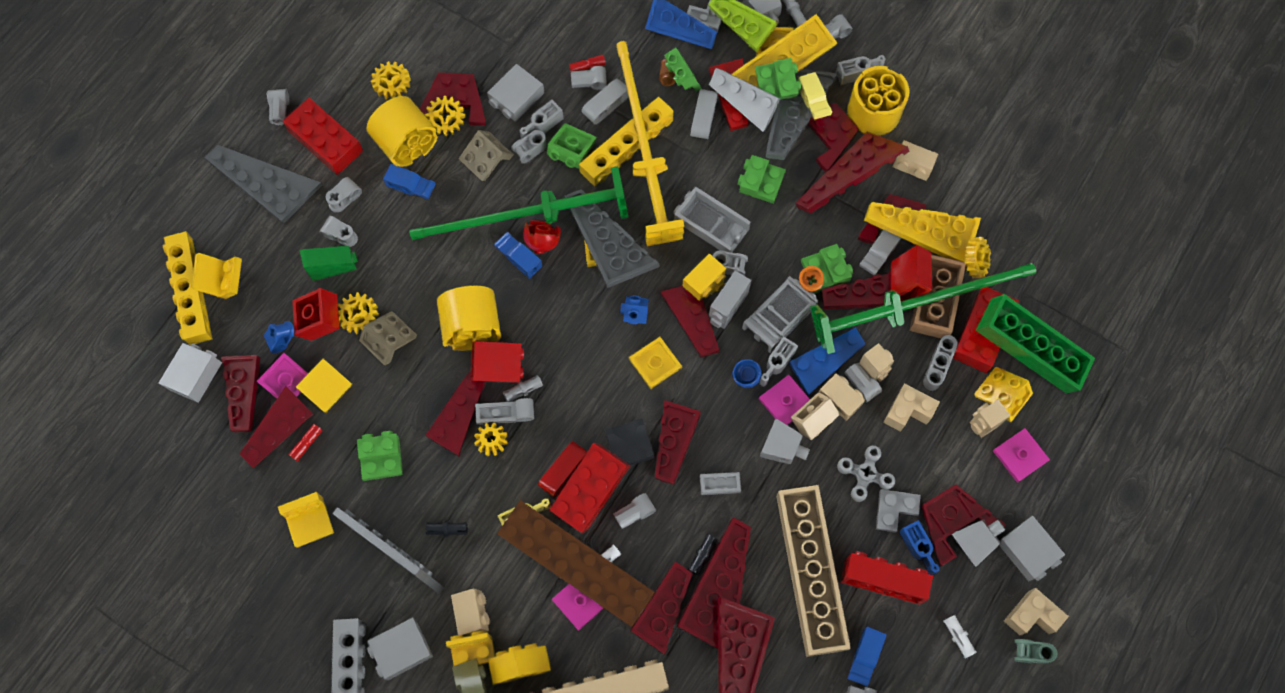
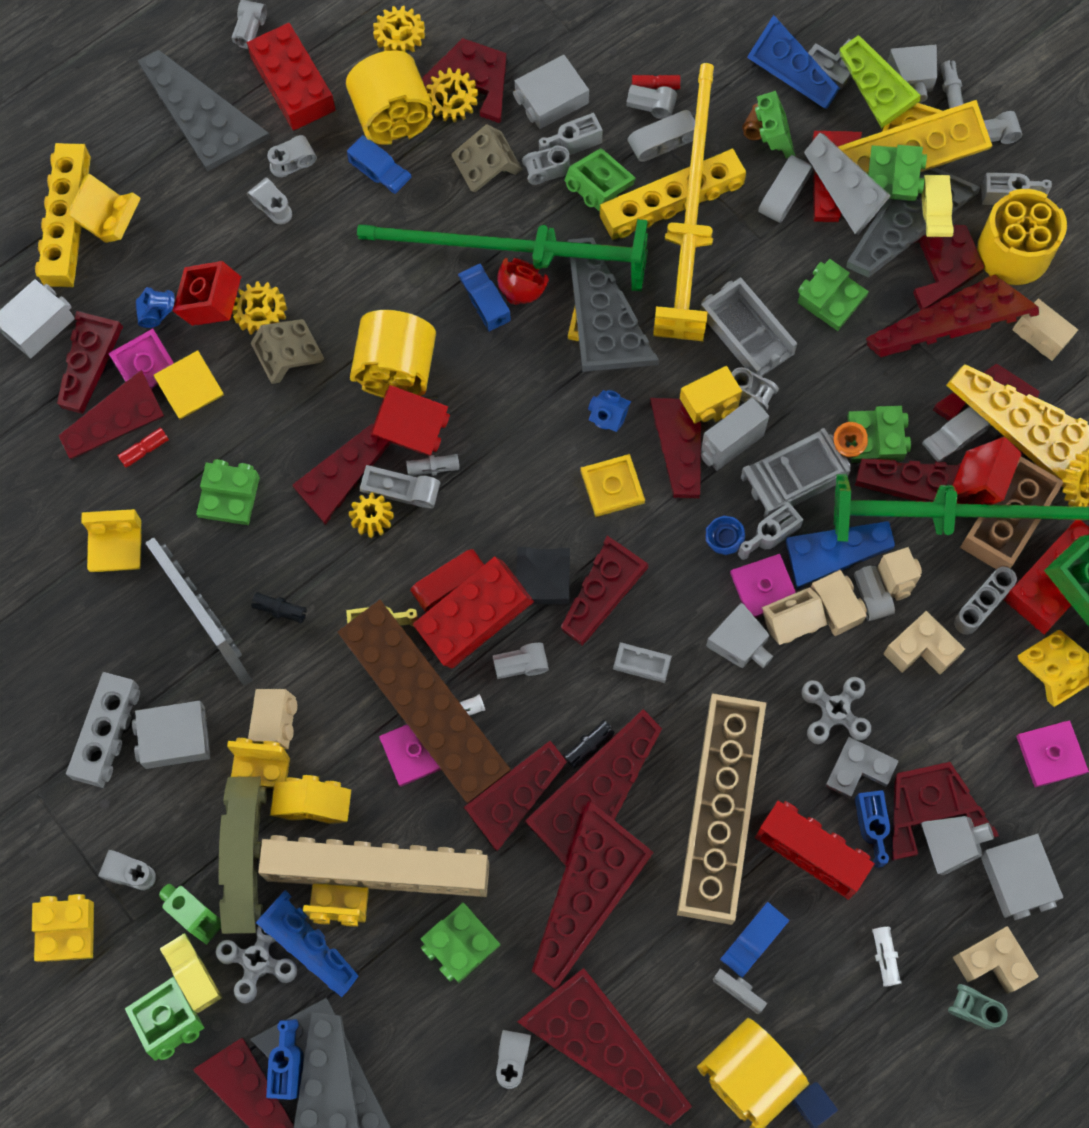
camera: 20 degrees right, 0 degrees up
(328, 261) = (244, 233): green slope -> none
(988, 418) = (1024, 691): tan brick -> none

